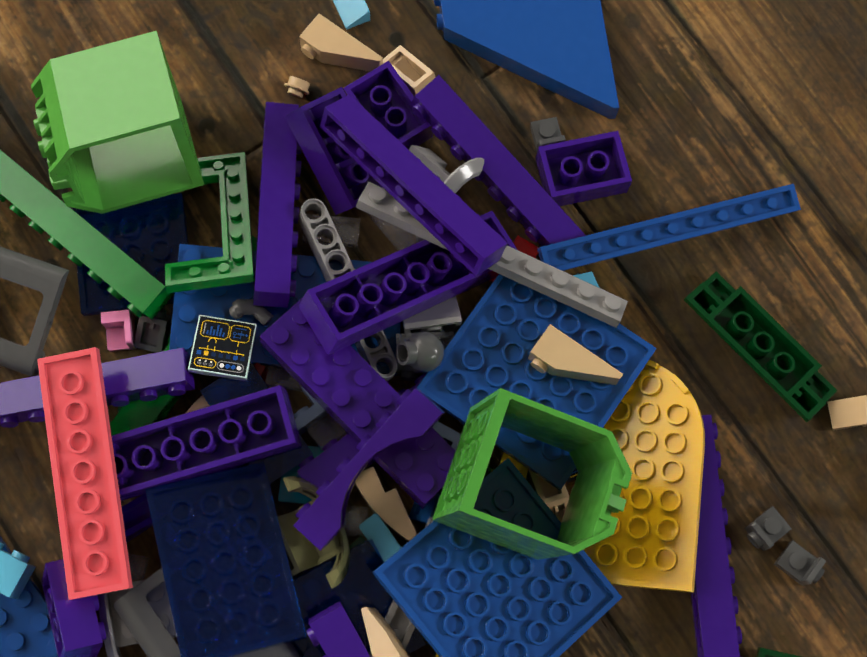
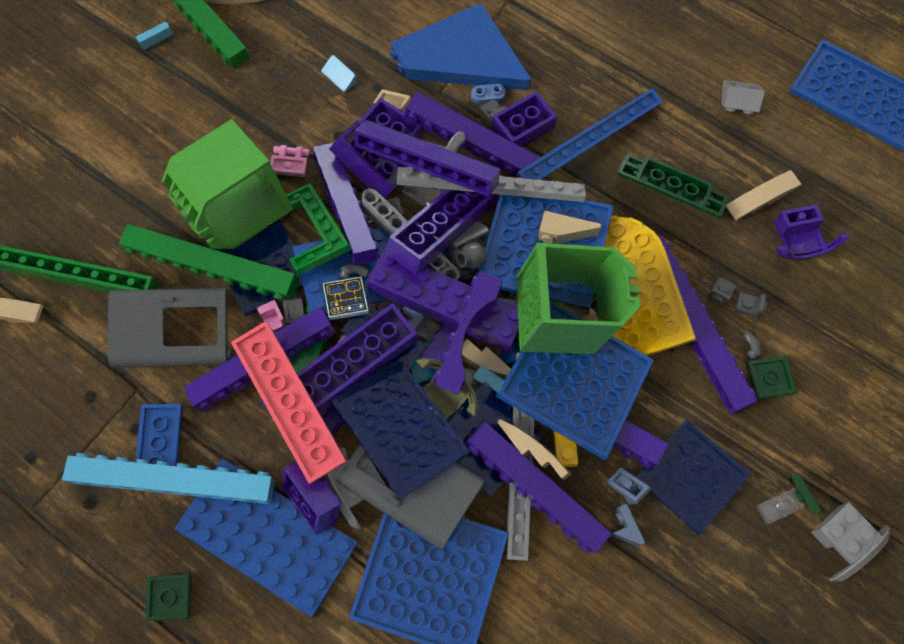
camera: 15 degrees left, 5 degrees down
(225, 114) = (290, 165): none -> bright pink plate
(297, 87) = (327, 134): tan plate -> none
(336, 47) = (342, 103): tan slope -> none
(551, 105) = (488, 93): none -> medium blue plate
(781, 626) = (754, 344): none -> dark grey arm

